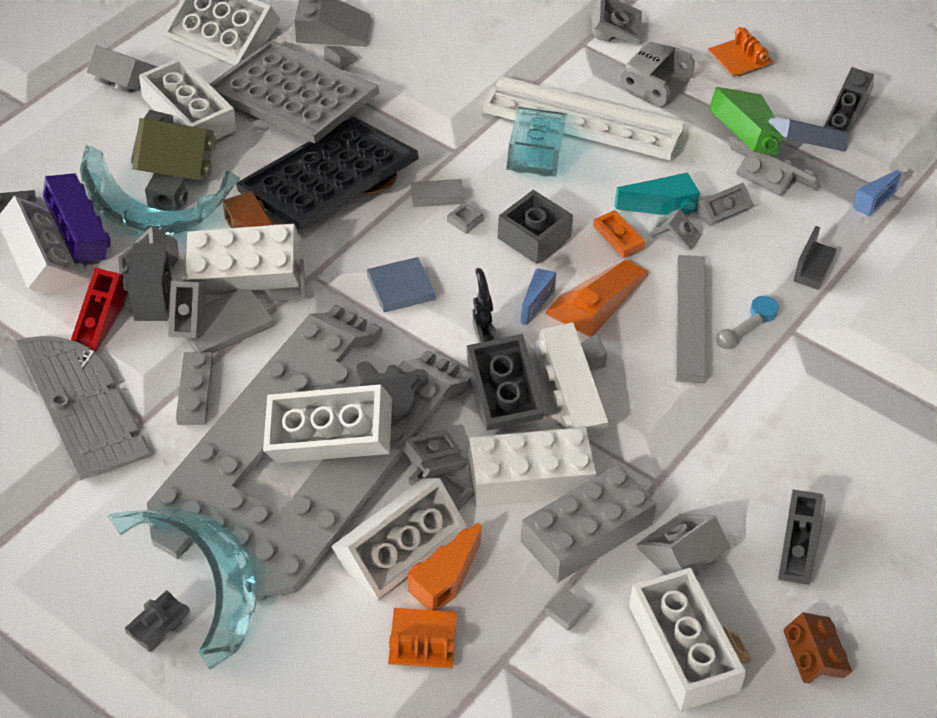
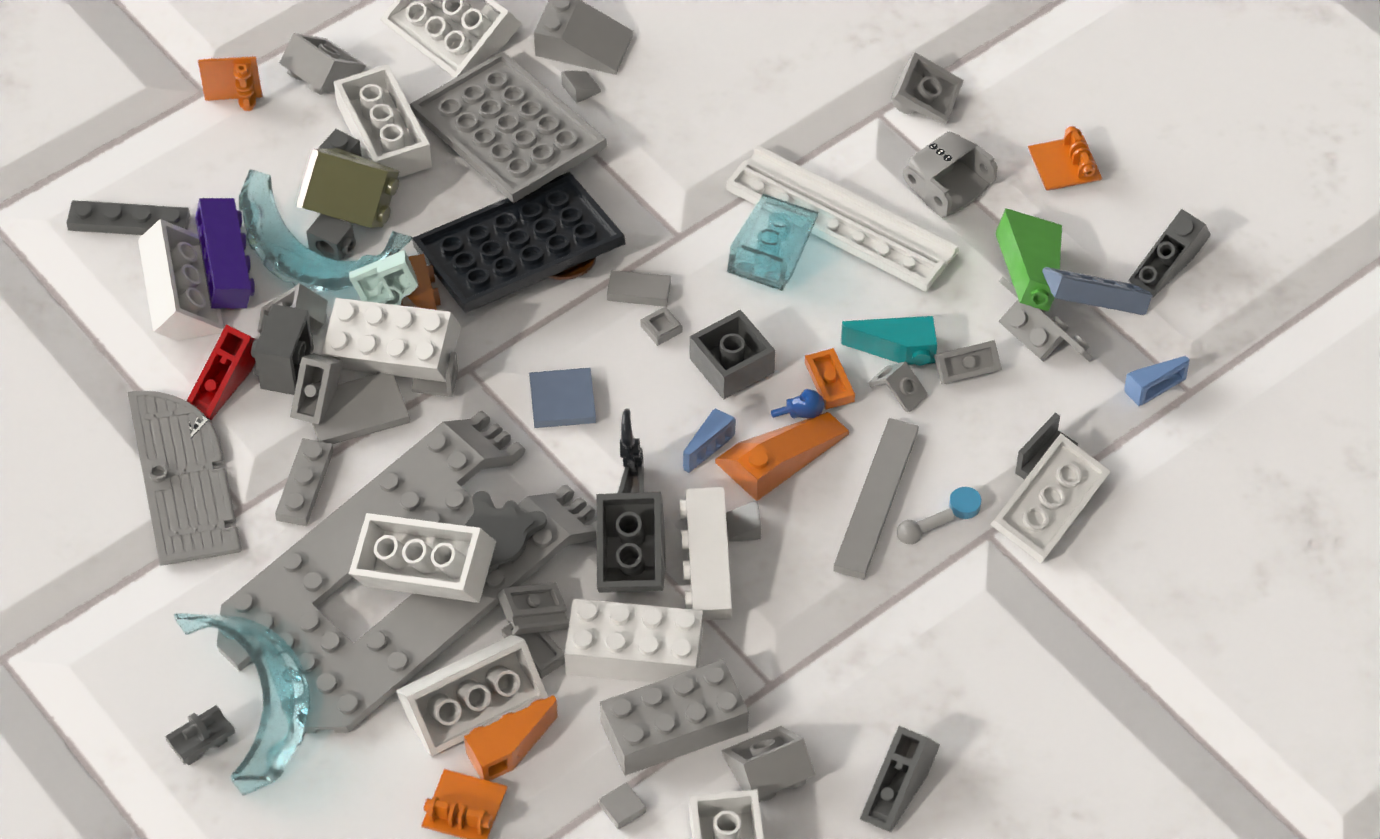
camera: 15 degrees right, 5 degrees up
(49, 88) = (231, 79): none -> orange hinge
(226, 211) = (385, 280): none -> light aqua slope
(608, 256) = (807, 405): none -> blue piece
(834, 292) = (1050, 498): none -> white plate

